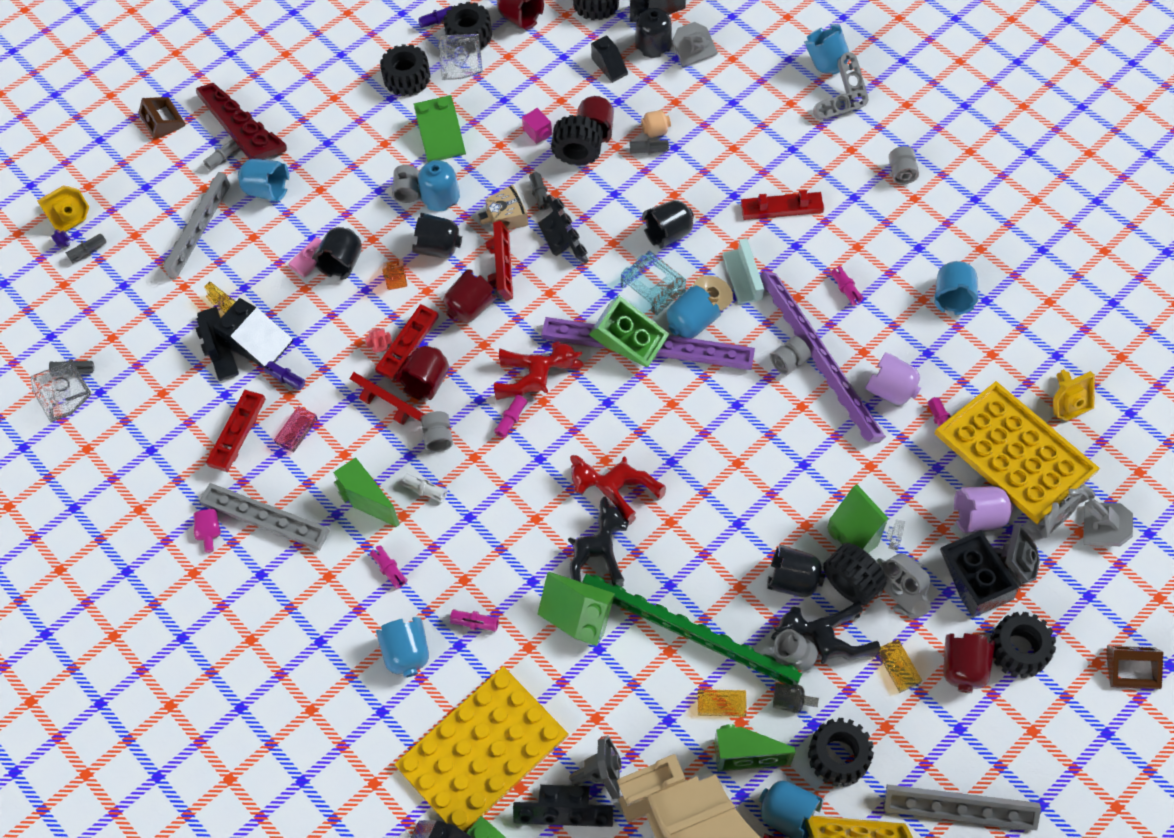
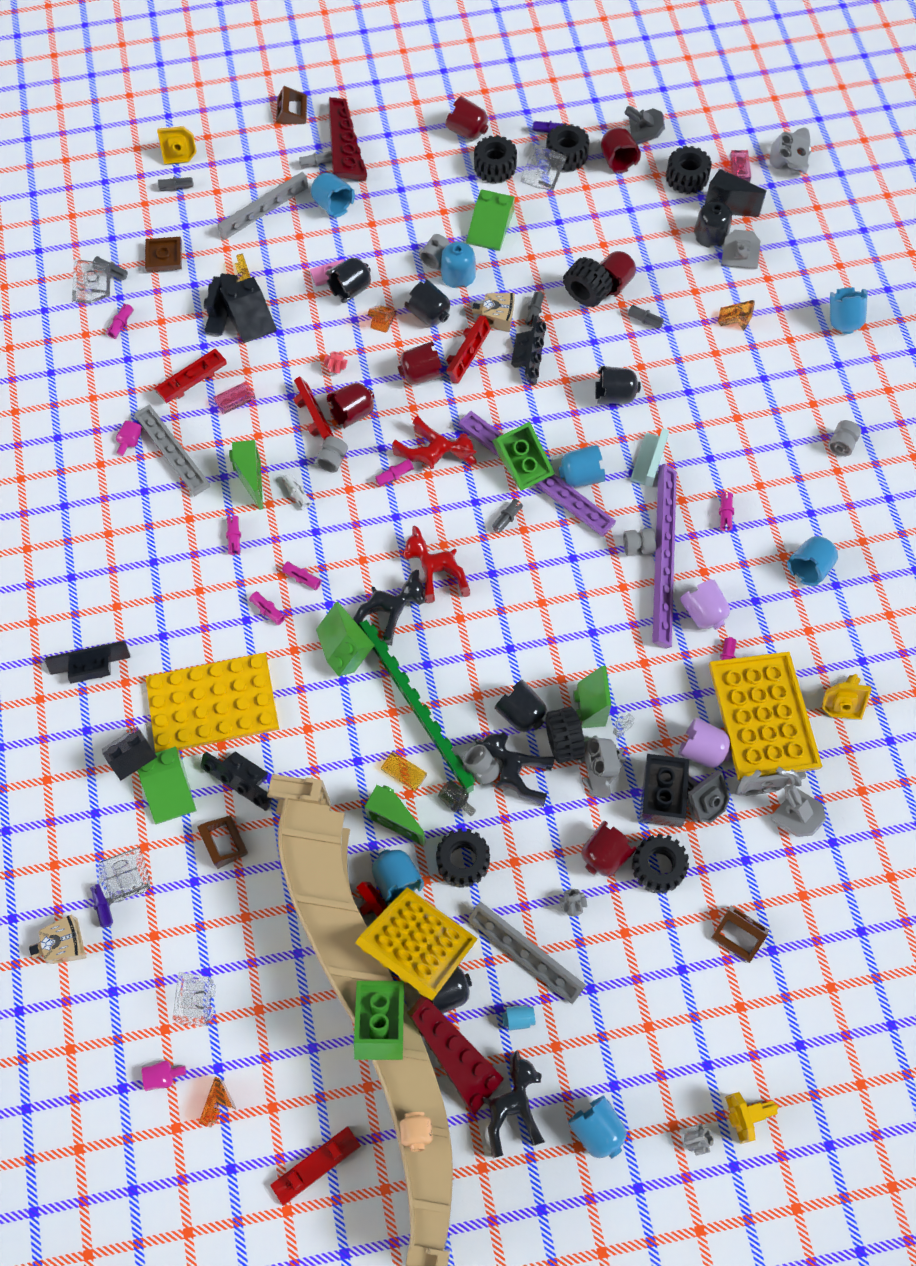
camera: 30 degrees right, 5 degrees up
(61, 238) = (162, 167): dark purple plate -> none
(117, 415) = (119, 321): none -> dark pink pin
(121, 324) = (163, 254): none -> reddish brown plate
(285, 375) = (252, 353): dark purple axle -> none
(323, 786) = (88, 662): none -> black bracket
(354, 45) = (467, 119): none -> dark red cylinder
(403, 646) = (203, 597): dark azure cylinder -> none
(407, 341) = (356, 373): red hinge -> none
(486, 568) = (301, 575): none -> dark pink pin
(537, 125) = (567, 254): dark pink brick -> none
(603, 767) = (286, 761): dark grey piece -> none
(608, 58) = (662, 228): black slope -> none
(649, 398) = (507, 516): none -> dark grey axle
(655, 123) = (663, 300): light nougat head -> none
(661, 294) = (574, 438): clear light blue window -> none
(718, 289) = (618, 456): tan dish -> none
(734, 100) = (737, 313): none -> clear orange slope
(782, 205) = (721, 420): red hinge -> none
(851, 91) = (845, 353): light grey beam -> none
(899, 666) = (555, 823): clear yellow plate -> none
(970, 730) = (573, 902): none -> light grey gear

